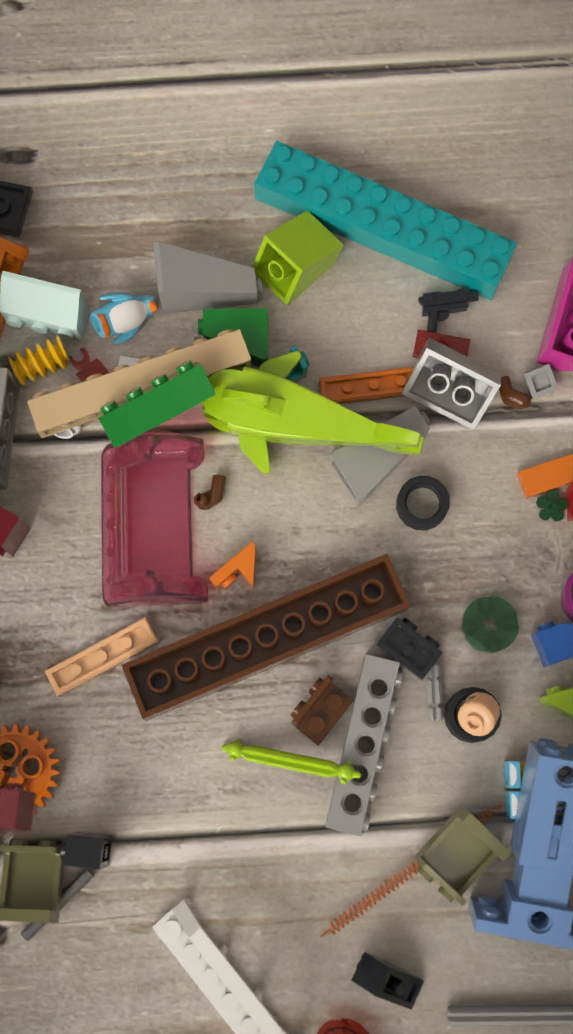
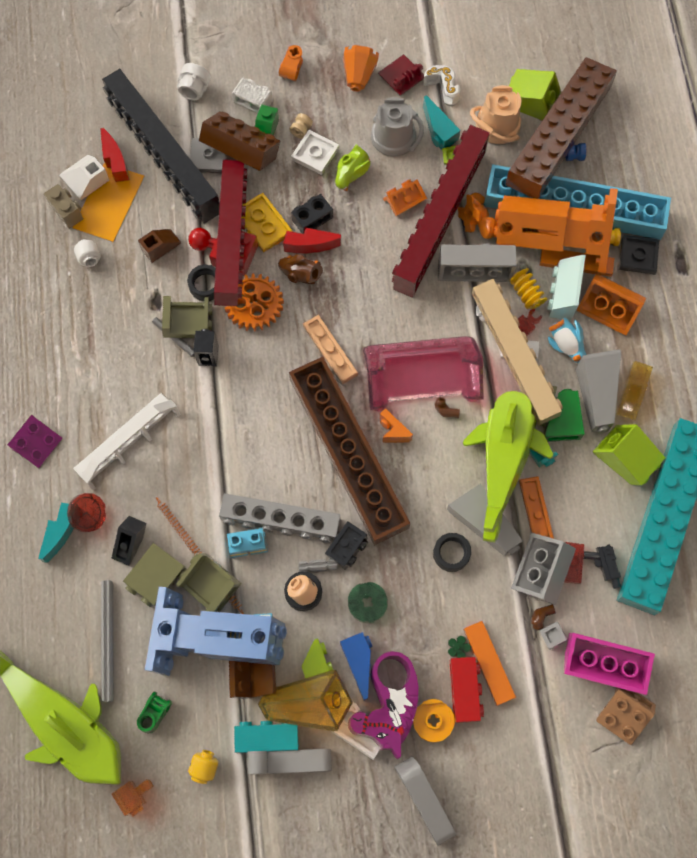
camera: 85 degrees right, 5 degrees down
(73, 249) = (611, 304): none -> orange slope
(156, 403) = (499, 358): green brick -> none
(203, 237) = (634, 390): none -> clear yellow slope
(291, 761) = (266, 470): lime wheel -> none
(321, 711) = (301, 487): reddish brown bracket -> none
(401, 795) = (247, 541): none -> medium azure hips
(444, 940) = (151, 572): none -> olive panel

